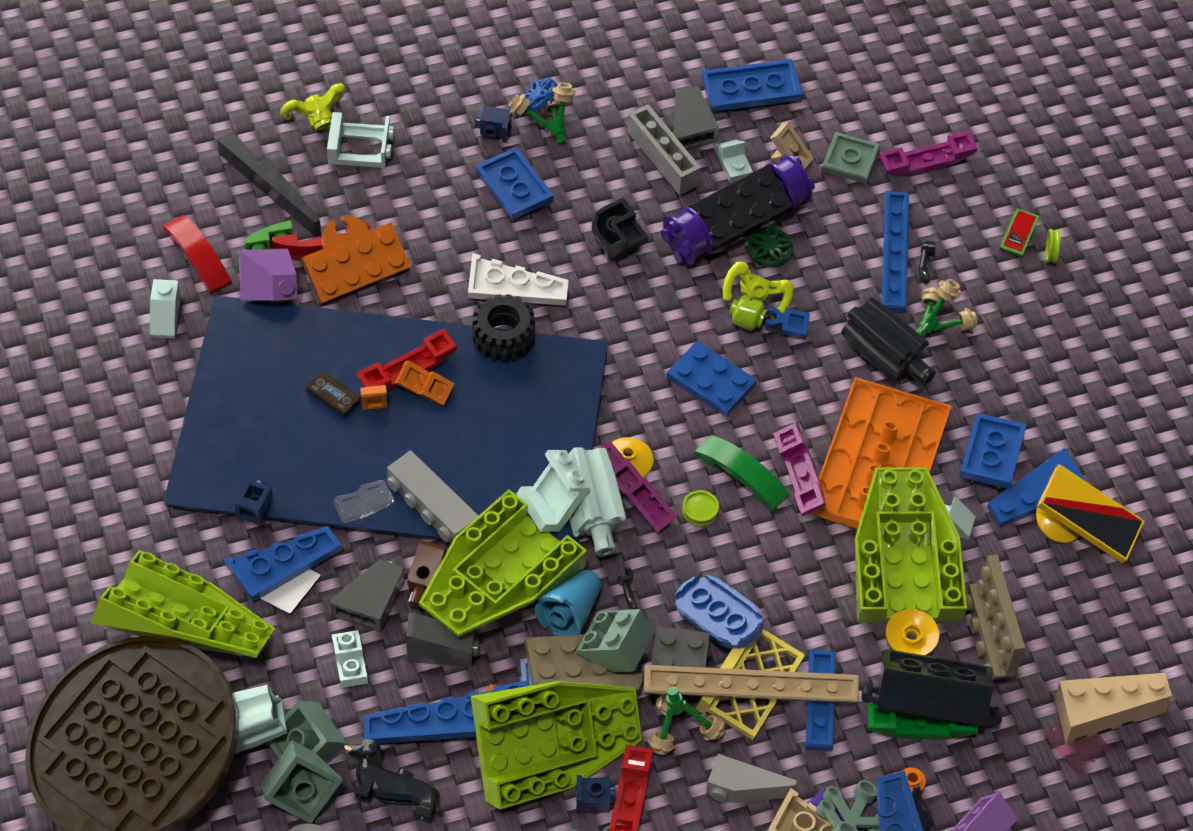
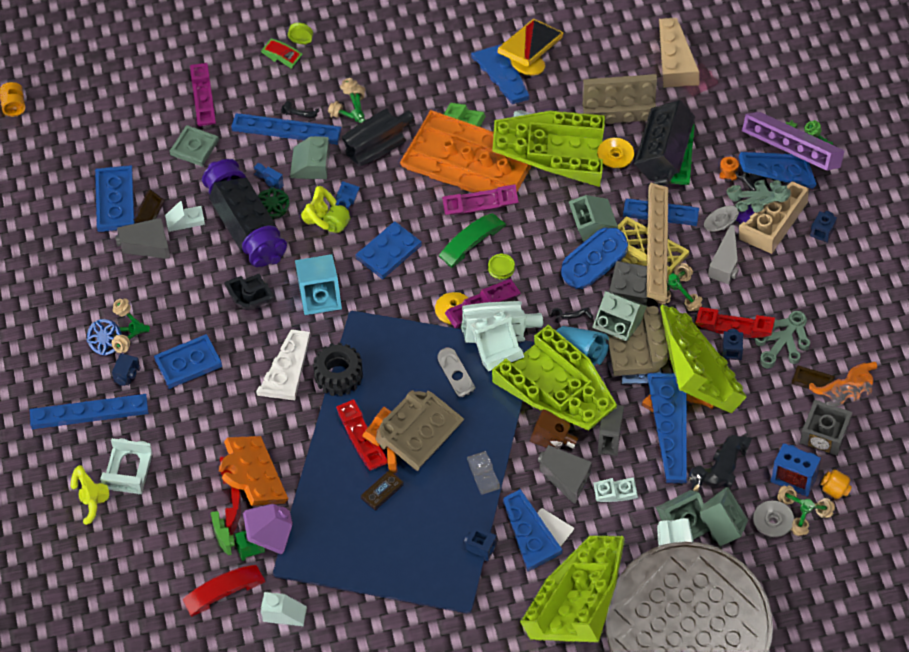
camera: 80 degrees left, 0 degrees up
(268, 180) = (160, 531): black slope -> none
(417, 417) = (418, 427): none -> dark tan plate
(429, 496) = (487, 425): light grey brick -> none
(438, 100) = (88, 411): none -> blue plate
(527, 456) = (450, 364): none -> light grey piece
(641, 300) = (318, 284): none -> medium azure slope
(664, 149) = (174, 256): light grey brick -> none
(738, 119) = (149, 207): none -> dark brown tile
(789, 143) = (184, 180): tan slope -> none
(789, 604) = (592, 214): none -> sand green slope
(806, 239) = (271, 177): none -> blue plate
(812, 773) = (721, 218): none -> light grey dish
(845, 282) = (311, 158): none -> sand green slope
(951, 448) = (461, 112): none -> bright green slope
(993, 450) = (471, 90): blue plate -> none

